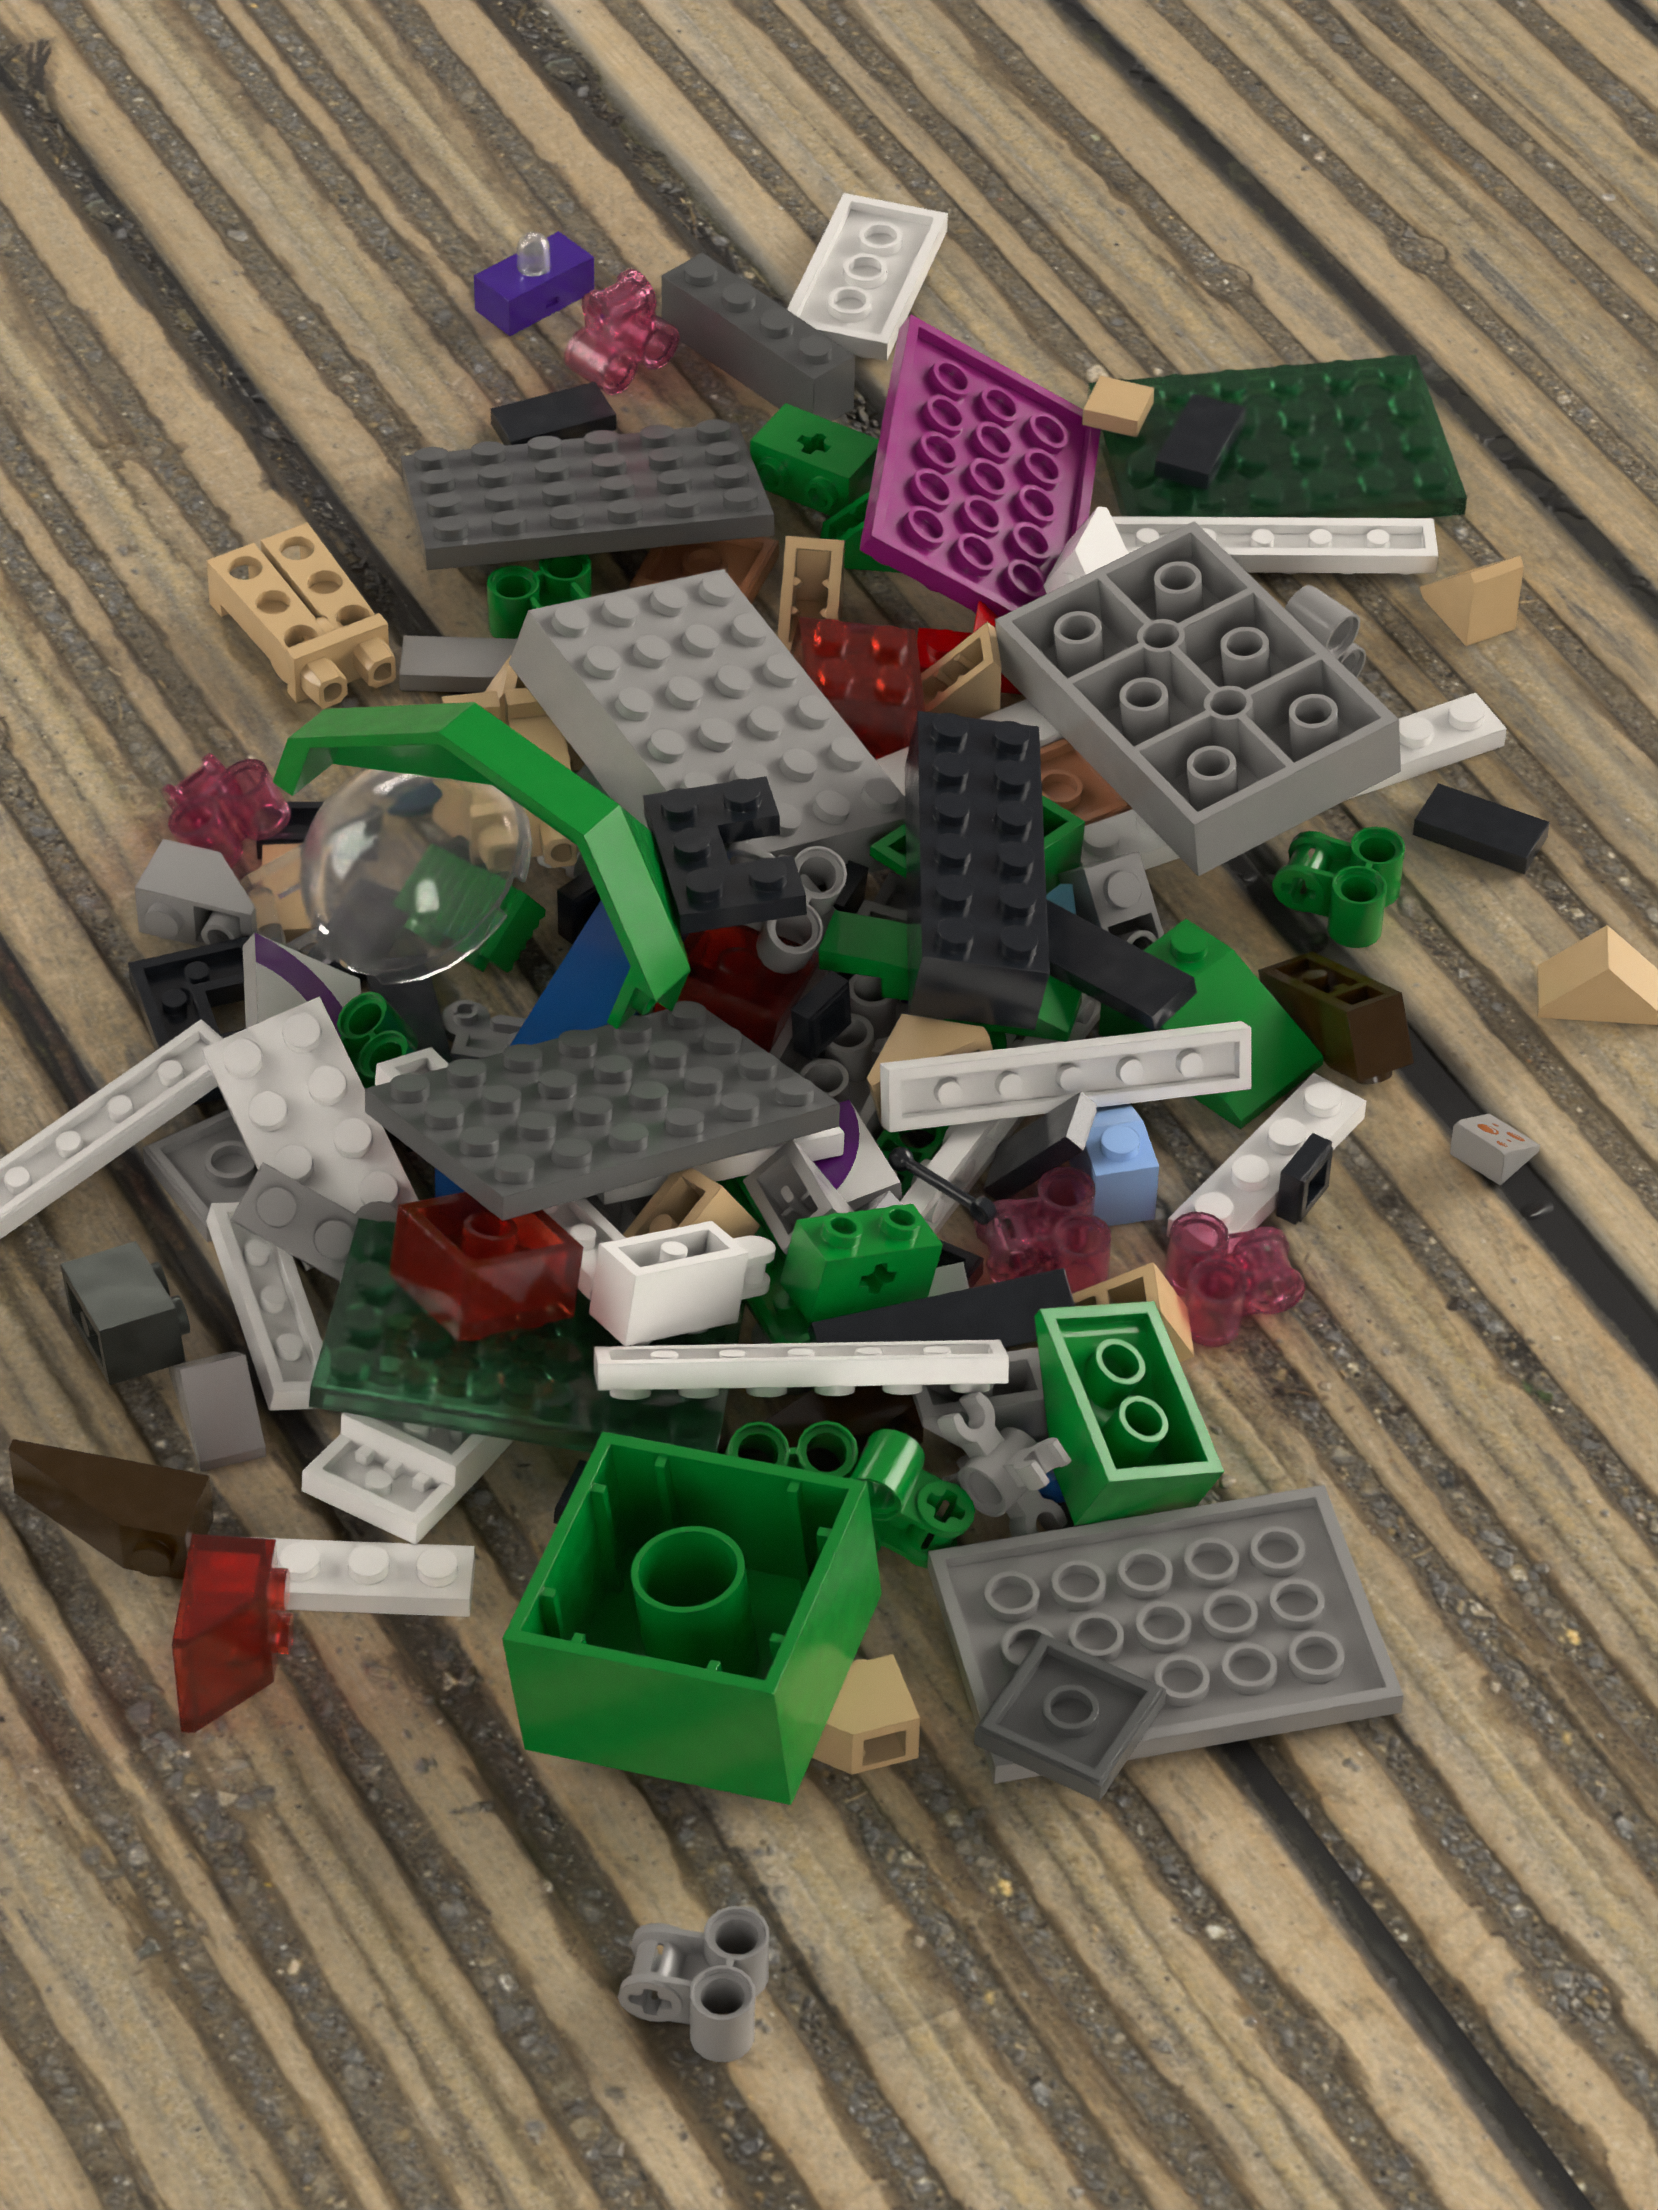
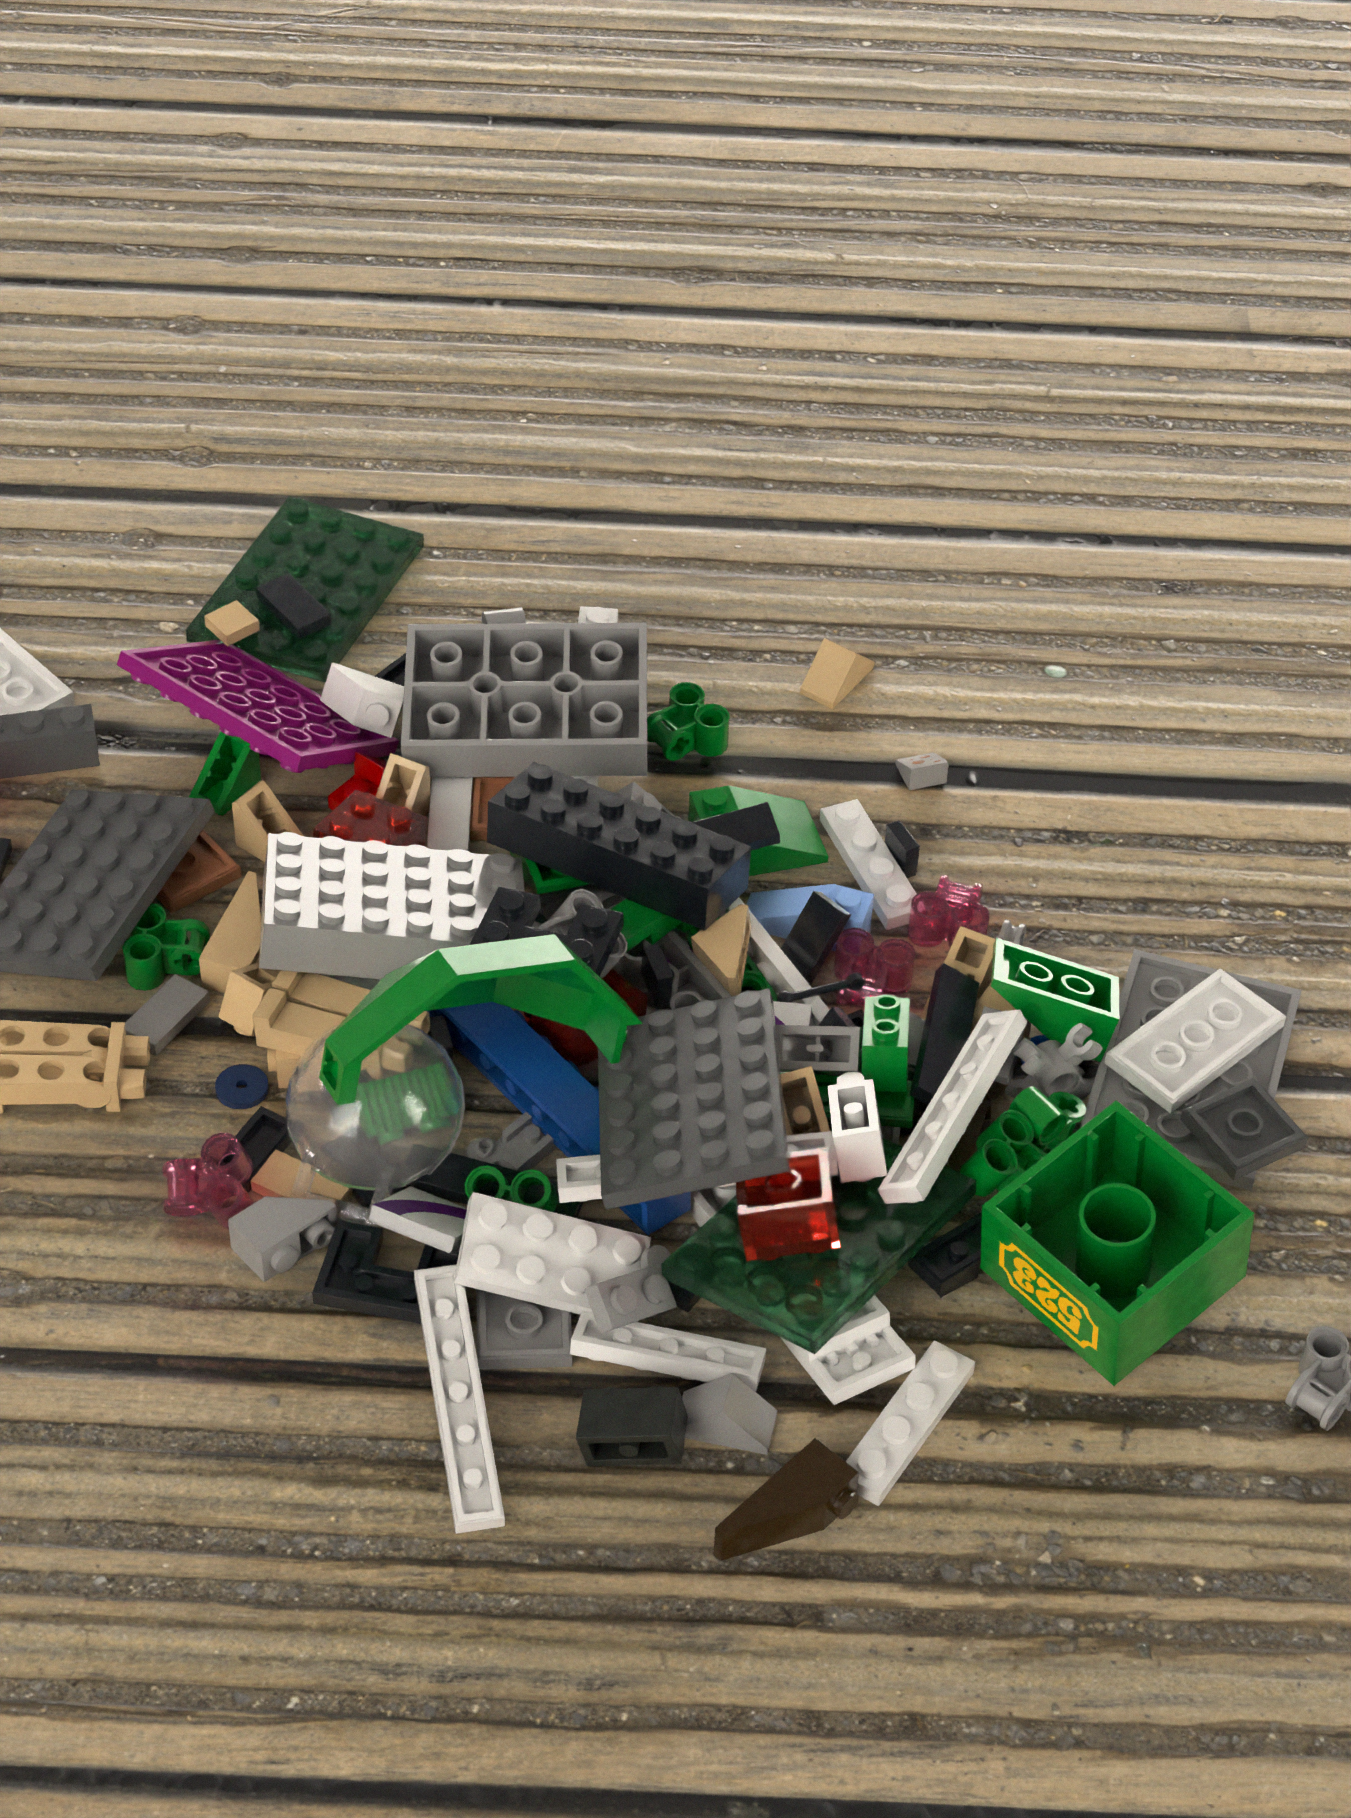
camera: 60 degrees left, 0 degrees up
(228, 1625) = (946, 1484): clear red slope -> none
(813, 460) = (147, 766): green brick -> none
(1046, 1075) = (782, 898): white plate -> none
(1196, 1607) = (1195, 1040): none -> white tile
(1236, 1354) = (1012, 933): none -> light grey bush
(1305, 543) = (389, 624): white plate -> none
(1344, 1014) = (800, 771): dark brown slope -> none
(1478, 600) = (505, 568): tan slope -> none
(1481, 828) = (683, 657): black tile -> none

